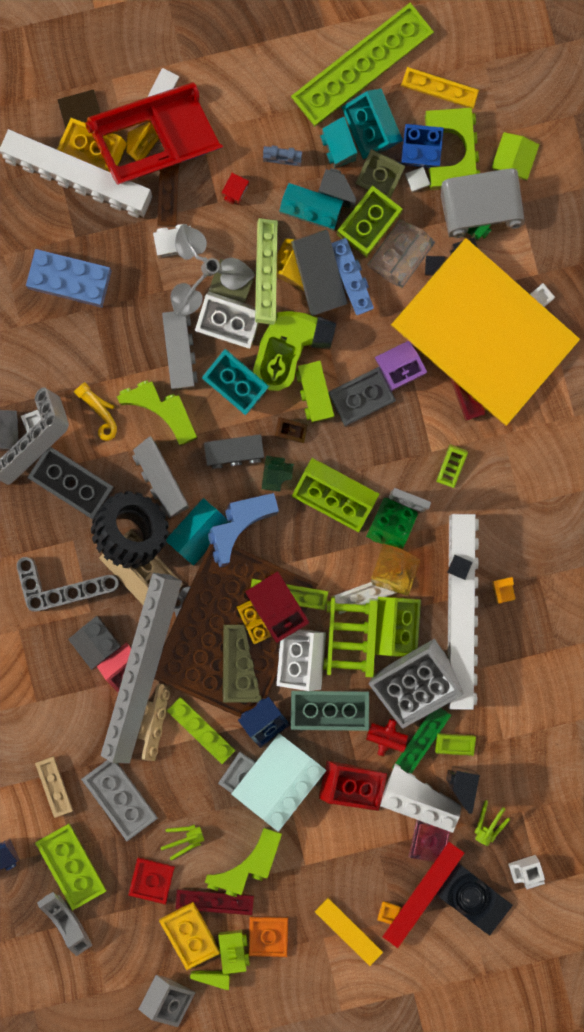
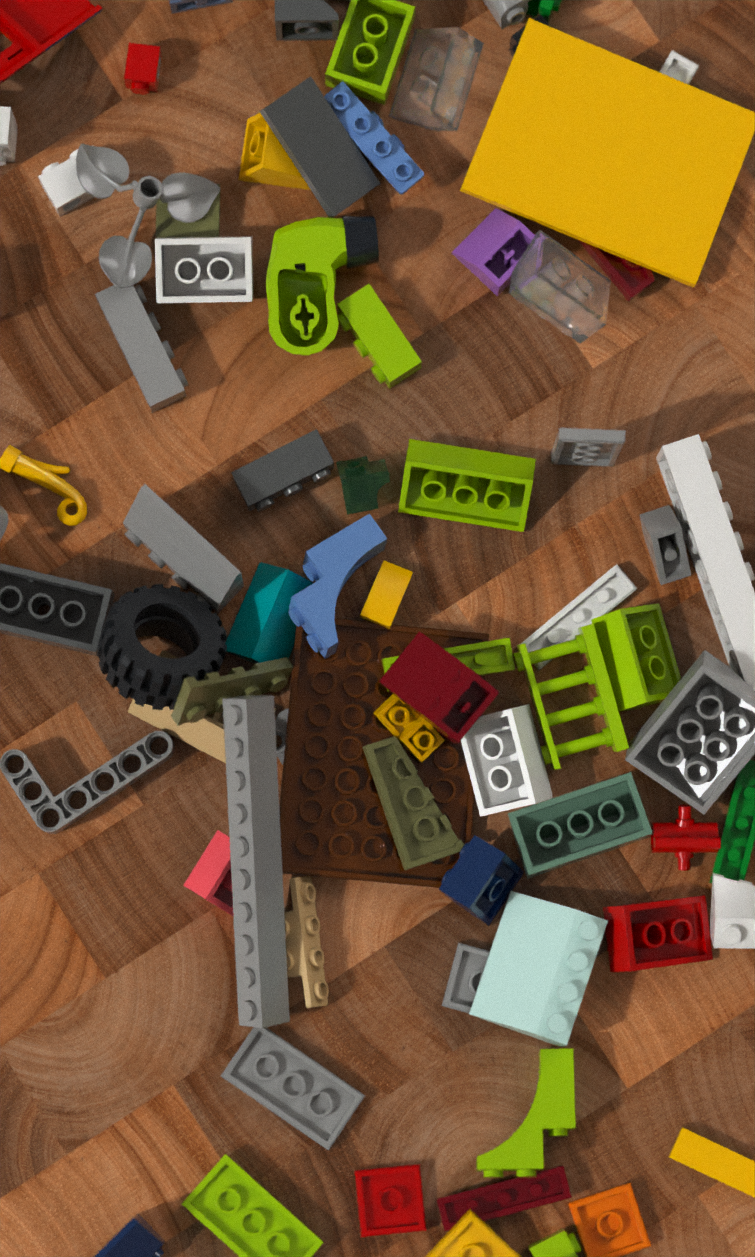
camera: 20 degrees left, 5 degrees down
(54, 787) = (181, 1103): tan plate -> none
(94, 642) = (166, 849): dark grey slope -> none
(141, 568) = (206, 696): none -> olive wing
(168, 196) = (41, 113): reddish brown plate -> none
(170, 410) = (160, 443): lime arch -> none
(193, 836) = (434, 1103): lime plant -> none
(201, 730) = (385, 930): lime plate -> none
(235, 382) = (249, 360): teal slope -> none
(266, 271) = (237, 174): yellowish green plate -> none
(267, 541) = (386, 594): none -> yellow slope
(290, 430) = (360, 409): reddish brown slope -> none
(310, 206) = (271, 54): teal slope -> none
(362, 396) = (453, 319): dark grey tile -> none
(392, 524) = (573, 501): green bracket -> none
(395, 570) = (603, 568): clear yellow slope -> none
(428, 401) = (561, 288): none -> clear slope
(432, 264) = (491, 79): black tile -> none
(436, 568) = (665, 544): none -> light grey slope
(451, 483) = (644, 379): lime slope -> none
(459, 567) = (704, 523): black tile -> none

